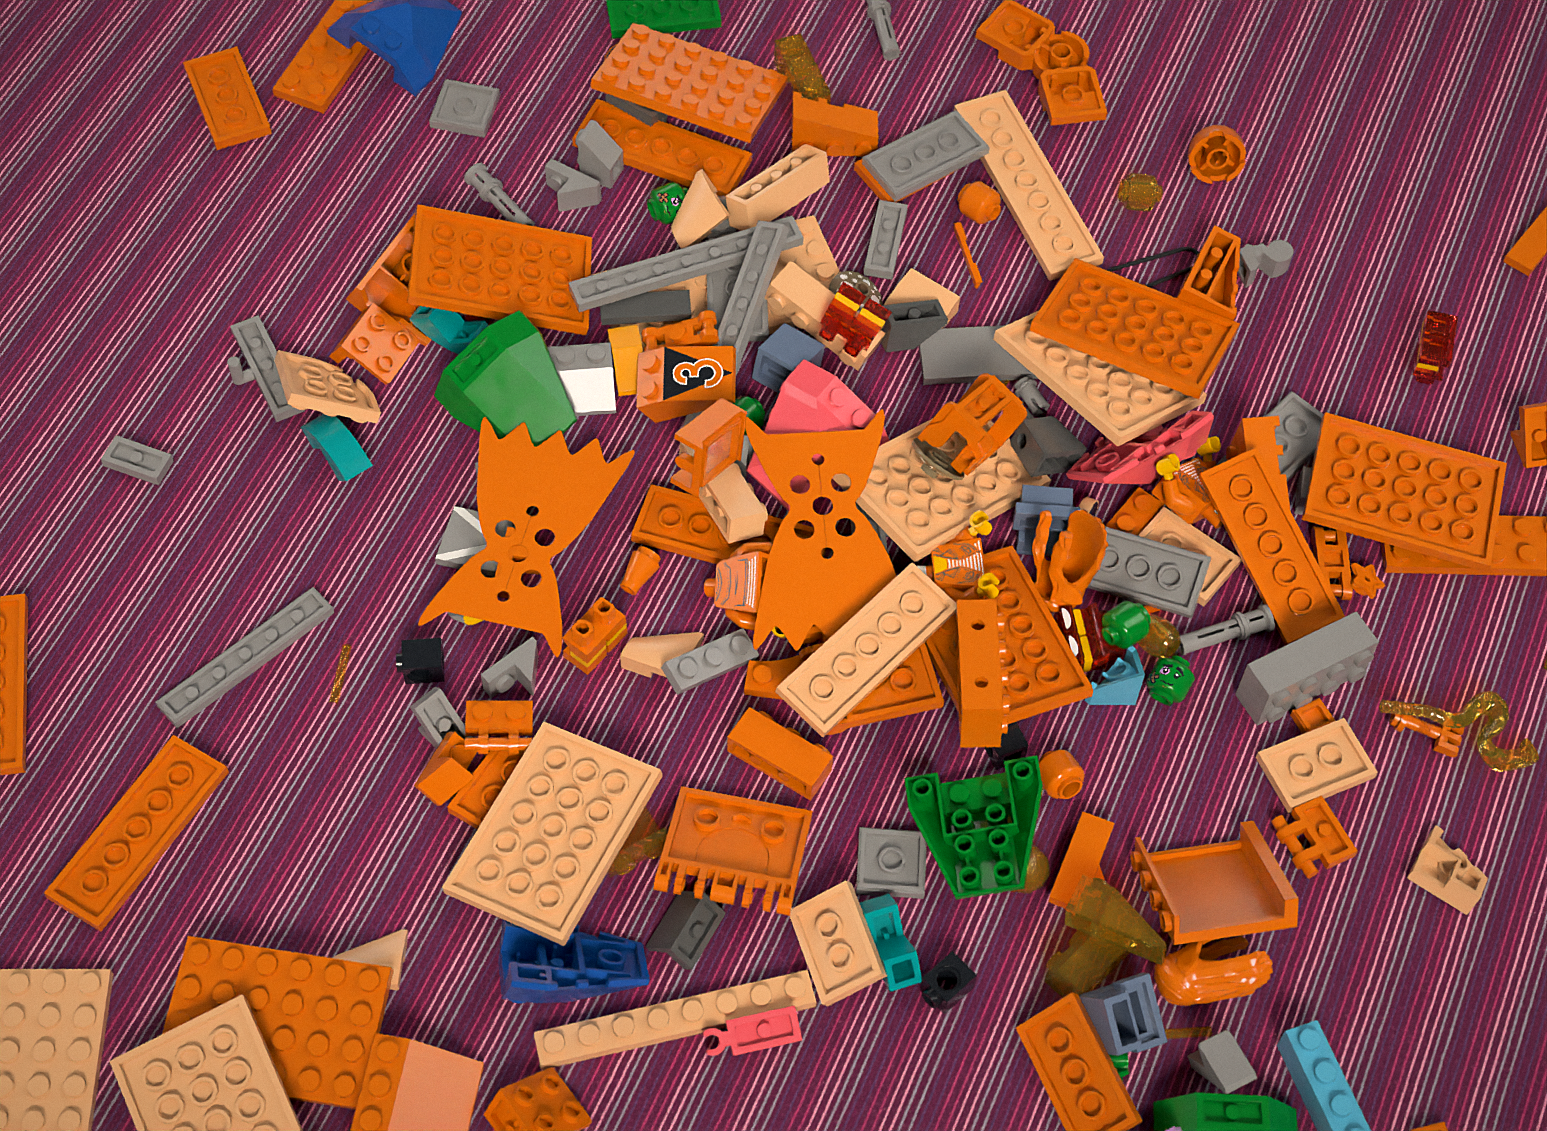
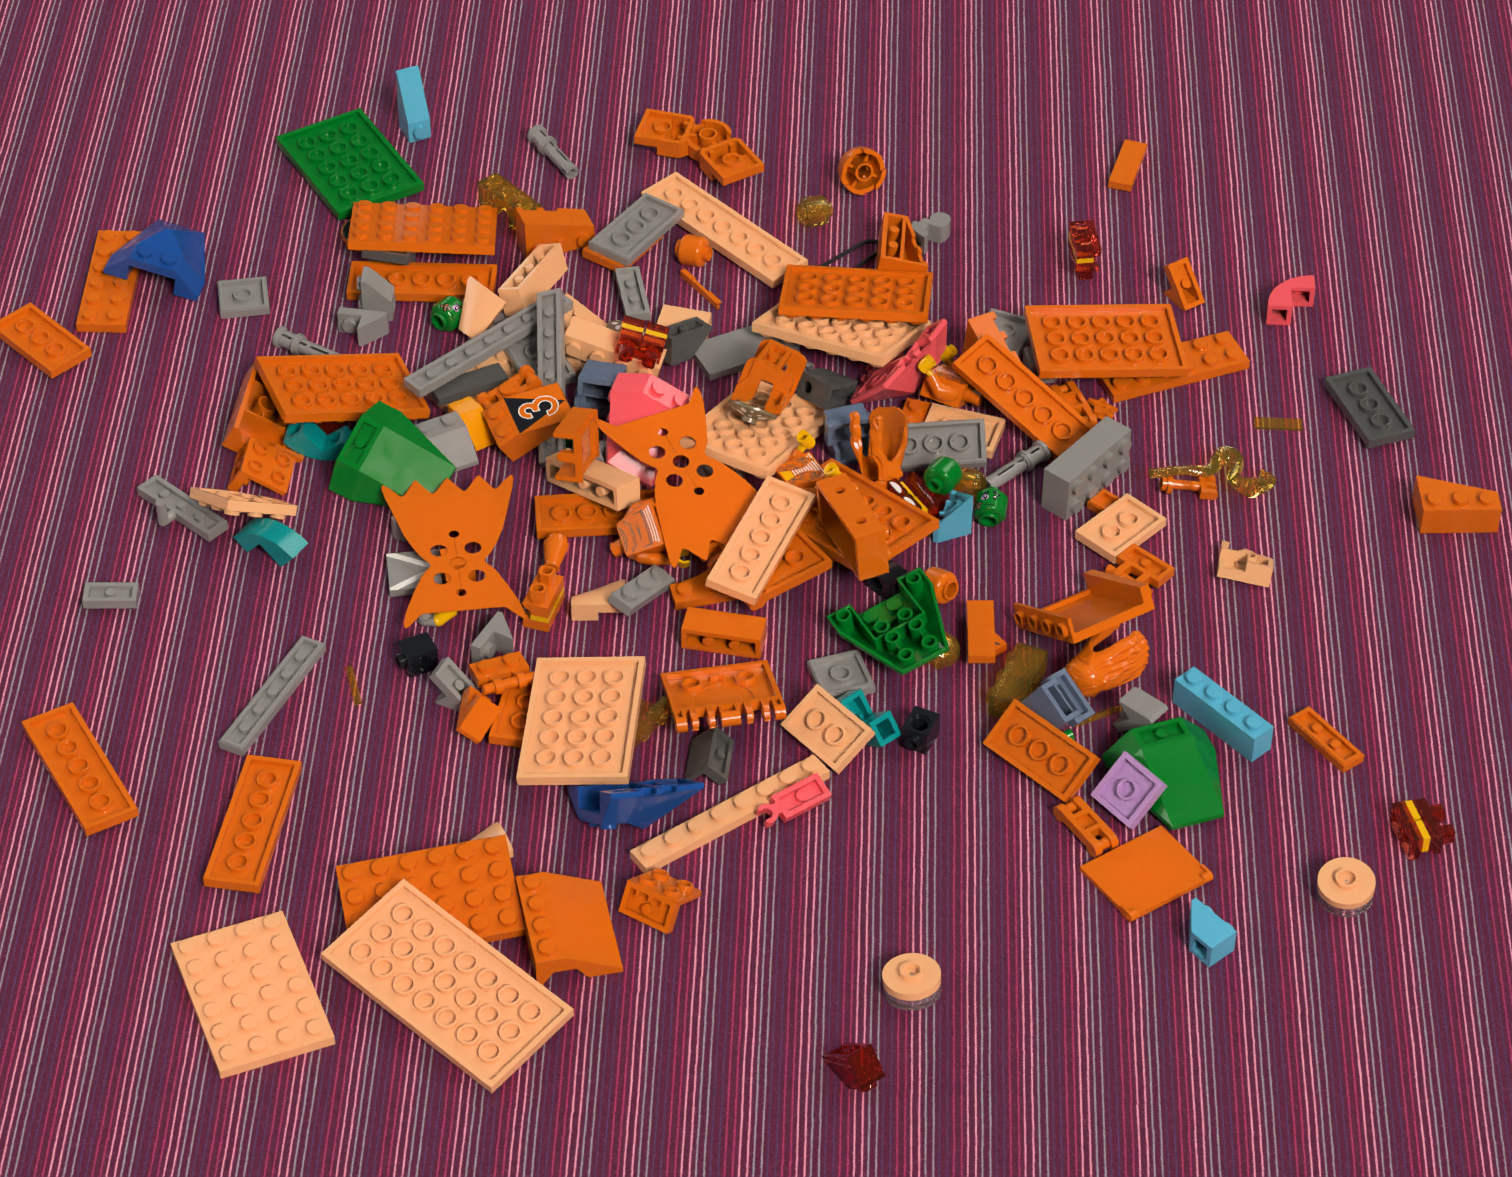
camera: 20 degrees left, 15 degrees down
(1109, 917) = (1024, 648): clear yellow slope -> none

